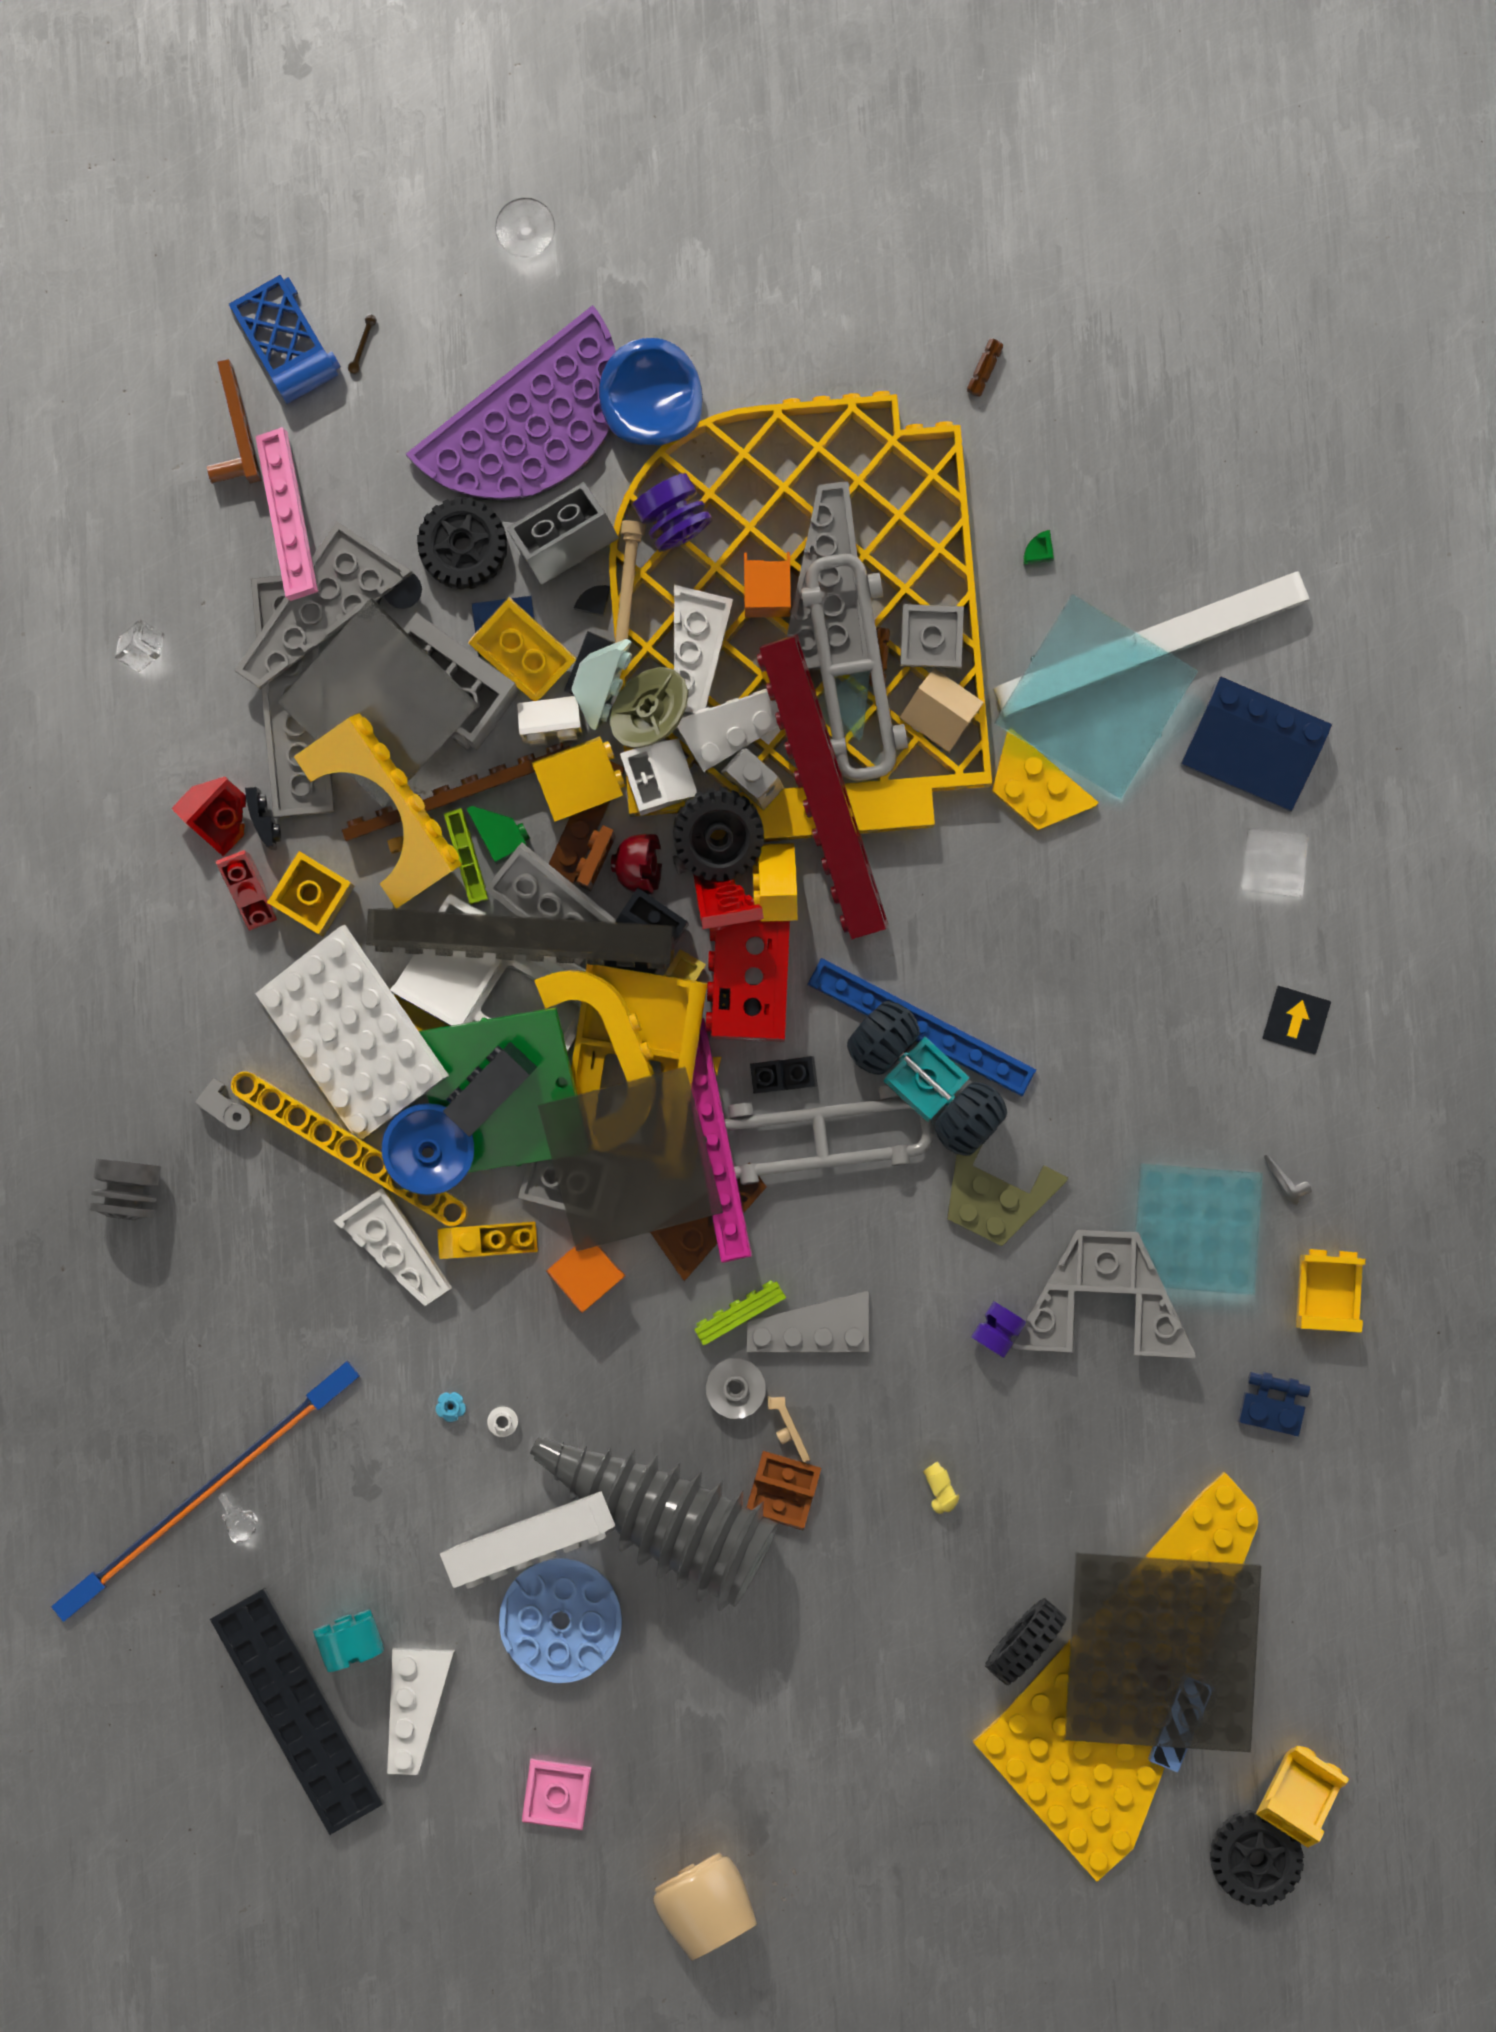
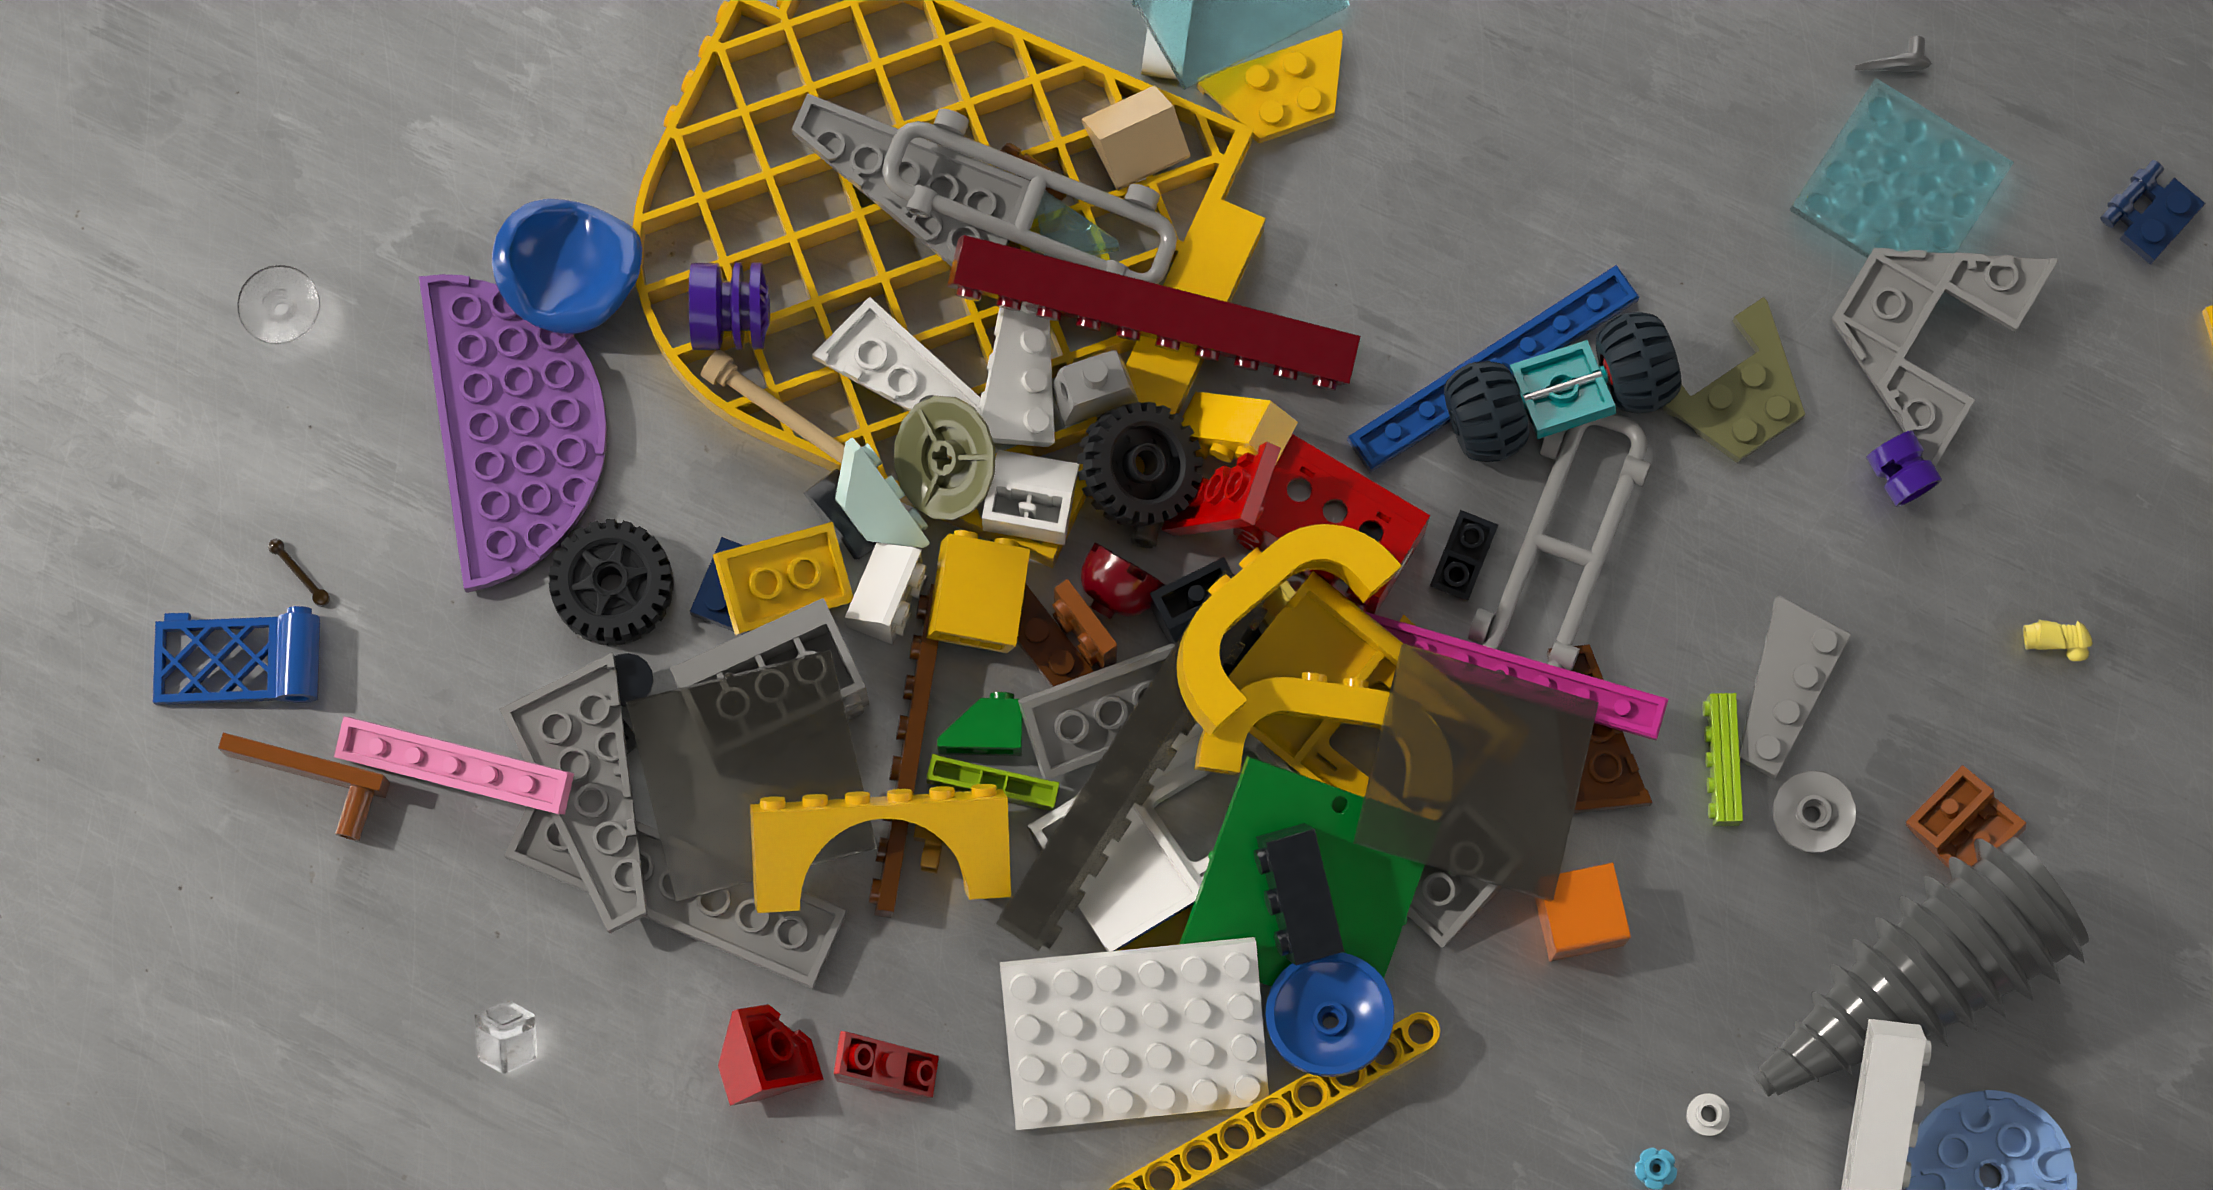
camera: 65 degrees left, 10 degrees down
(265, 826) = (818, 1004): black slope -> none
(311, 893) = (934, 990): yellow brick -> none
(390, 1238) = (1412, 1129): white wing -> none
(487, 1240) = (1474, 1013): yellow slope -> none
(562, 533) = (672, 453): dark grey brick -> none
(593, 600) = (770, 468): black tile -> none
(723, 992) = (1325, 547): none -> yellow arch
(767, 588) = (879, 247): orange piece -> none
(790, 1432) = (1899, 777): tan piece -> none
(932, 636) = (1044, 99): light grey plate -> none
(1330, 1291) = (2052, 80): yellow panel -> none

